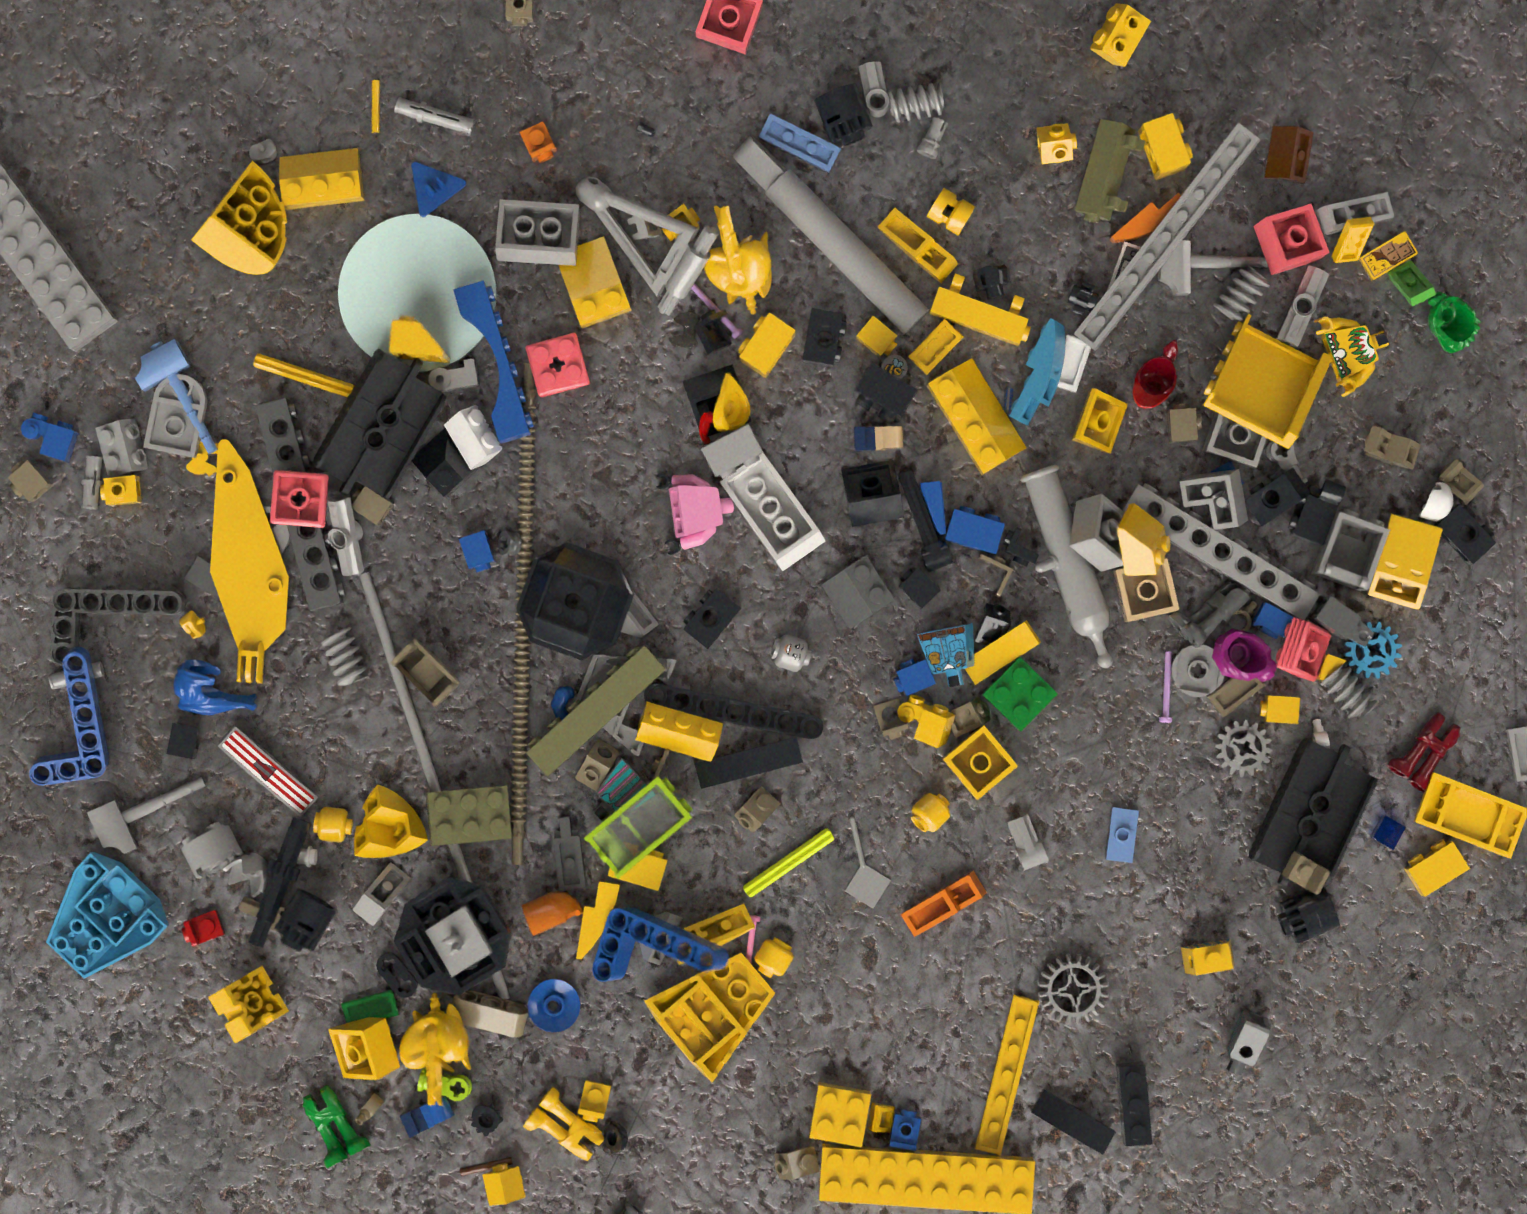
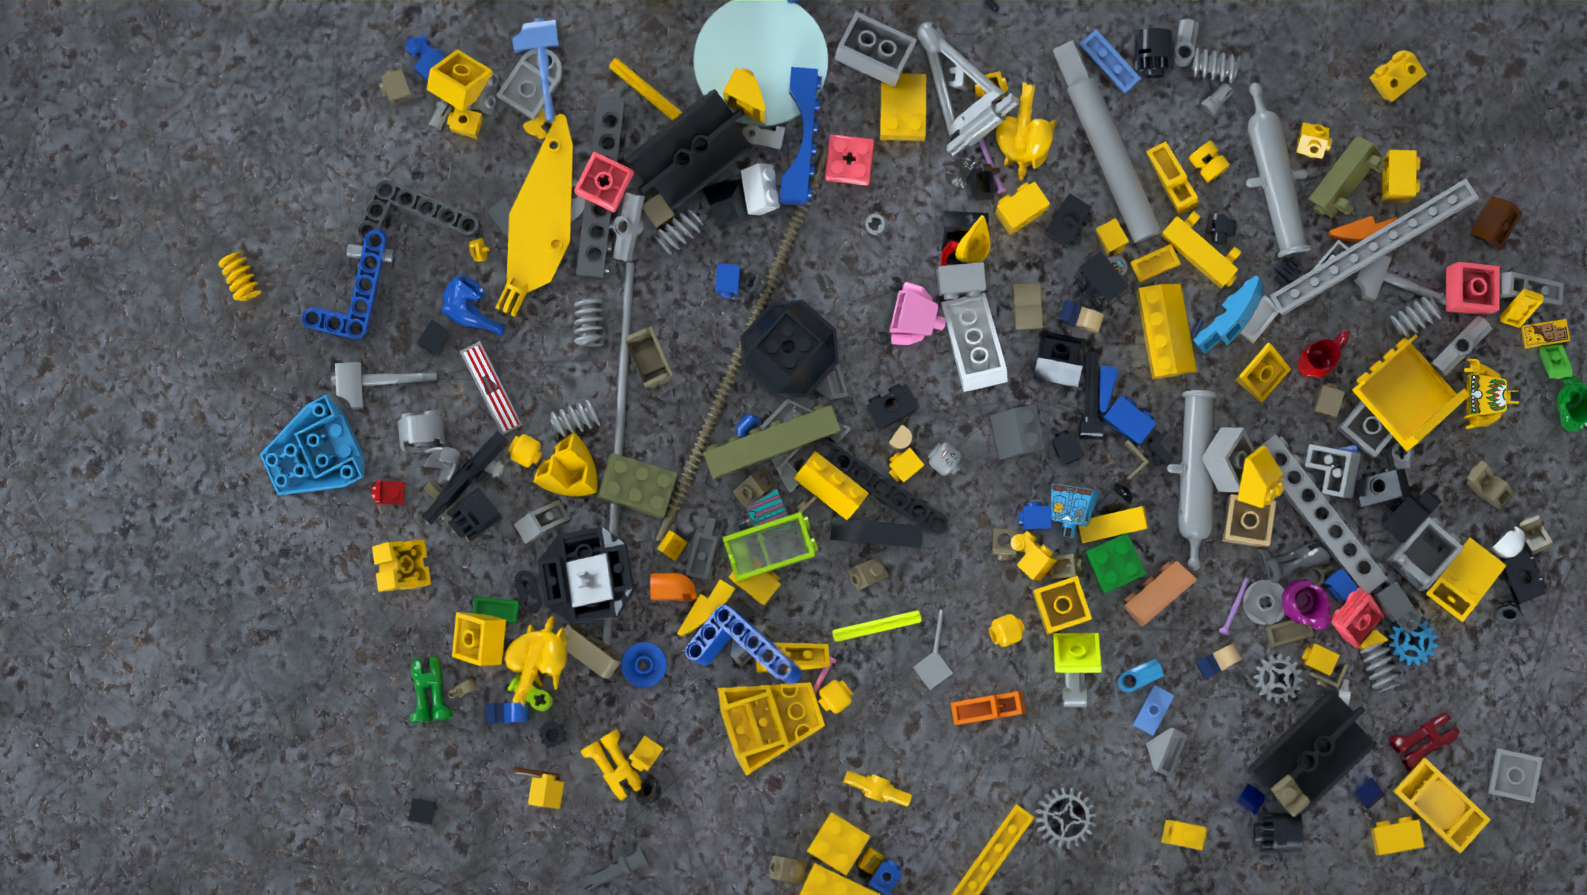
camera: 20 degrees right, 5 degrees down
(94, 448) = (458, 79): none -> yellow slope
(372, 769) = (574, 419): none -> light grey piece
(403, 518) = (679, 231): none -> light grey piece
(533, 864) = (672, 545): none -> yellow plate
(605, 423) = (880, 228): none -> light grey bush
(735, 649) = (901, 439): none -> tan brick
(750, 677) = (904, 466): none -> yellow brick
(815, 449) = (1027, 306): none -> dark tan brick
(858, 1038) = (877, 788): none -> yellow pin
(1016, 807) = (1077, 652): none -> neon yellow tile
(1031, 200) = (1276, 177): none -> light grey piece
(1079, 707) = (1158, 592): none -> nougat slope
(1095, 802) = (1142, 675): none -> dark azure piece
(1152, 873) = (1165, 750): none -> light grey slope
(1171, 754) = (1218, 661): none -> leg
(1263, 889) = (1251, 799): none -> clear blue slope
(1296, 733) = (1325, 683): none -> dark tan bracket
(1464, 576) = (1509, 612): none -> black animal

